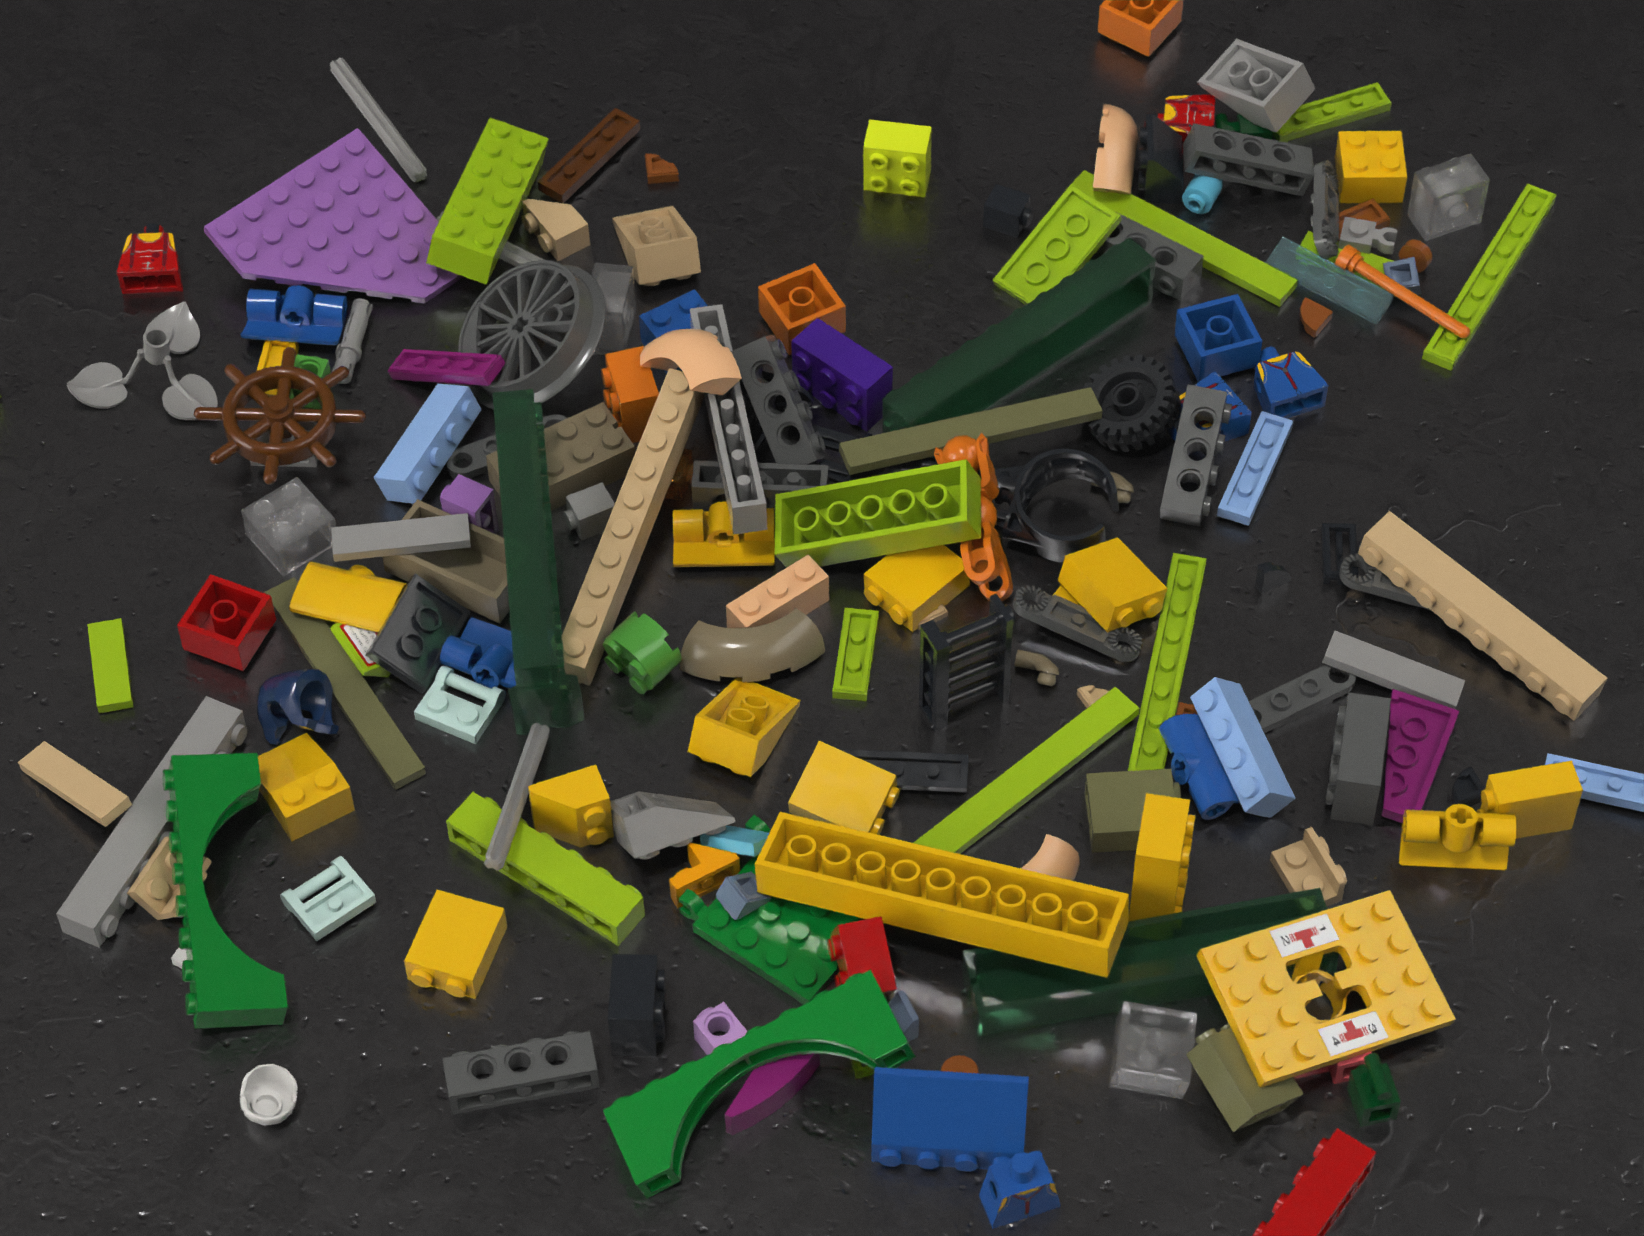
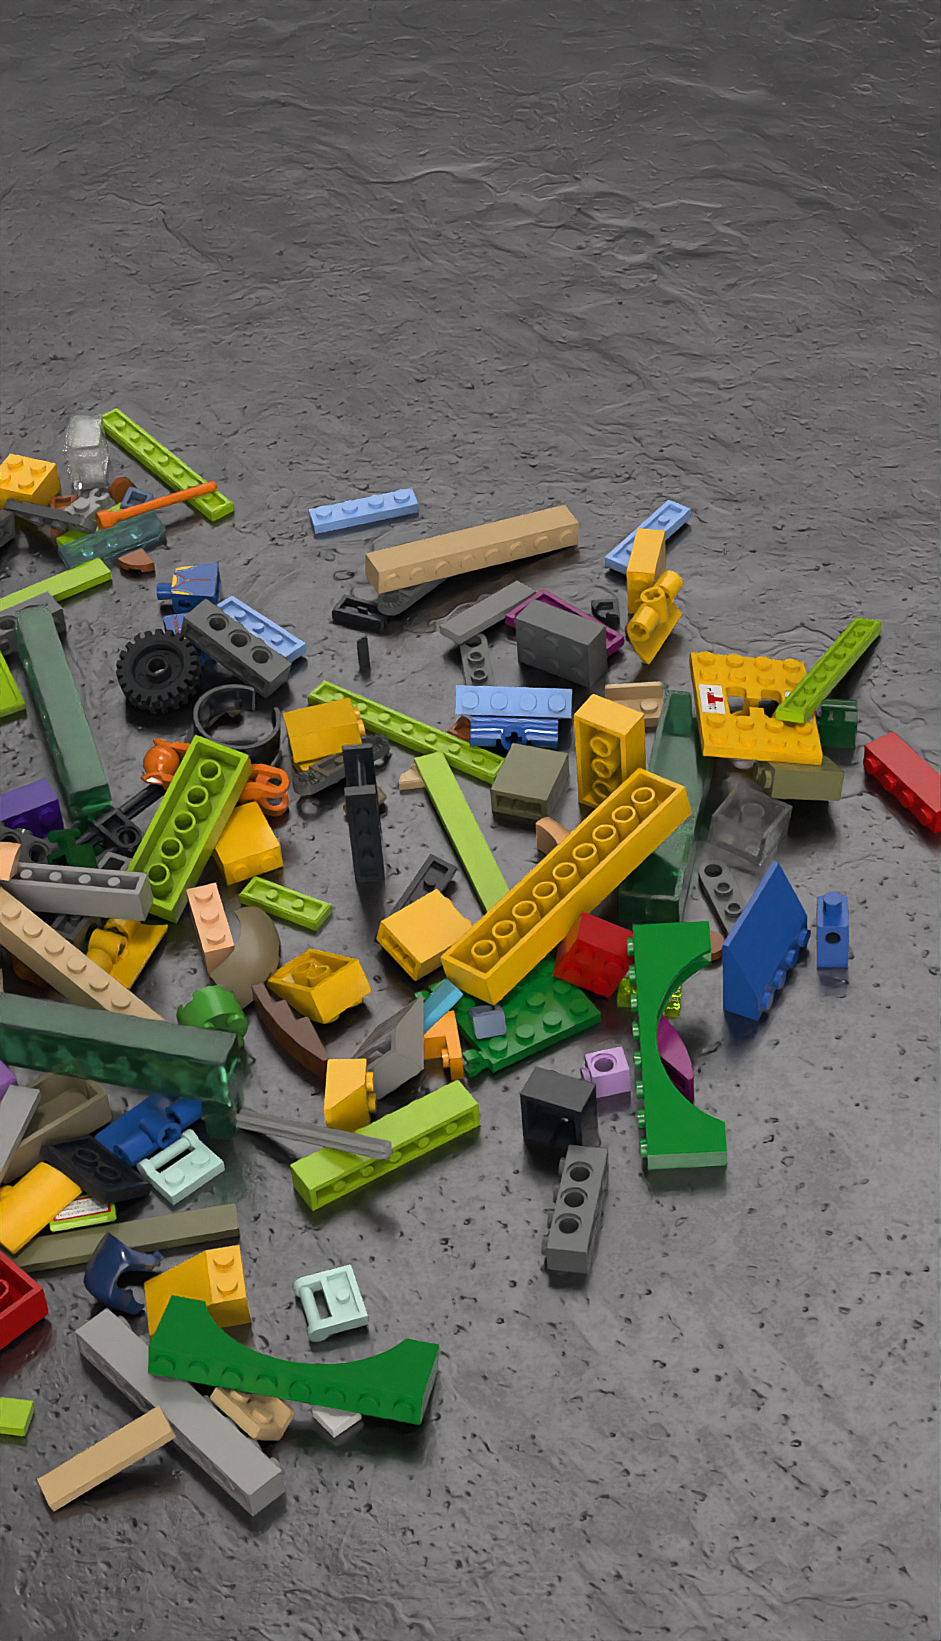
camera: 65 degrees left, 10 degrees down
(268, 1094) = (515, 1385): white hair -> none
(455, 944) = (429, 1222): yellow brick -> none
(662, 733) = (293, 1035): none -> reddish brown slope
(779, 438) = (69, 852): none -> dark green brick
(995, 424) = (128, 769): olive tile -> none
(1051, 1059) = (721, 893): none -> dark grey plate
(1218, 337) = (128, 607): blue brick -> none
(1443, 1048) = (828, 670): none -> lime tile
(1512, 490) = (363, 510): none -> light blue plate

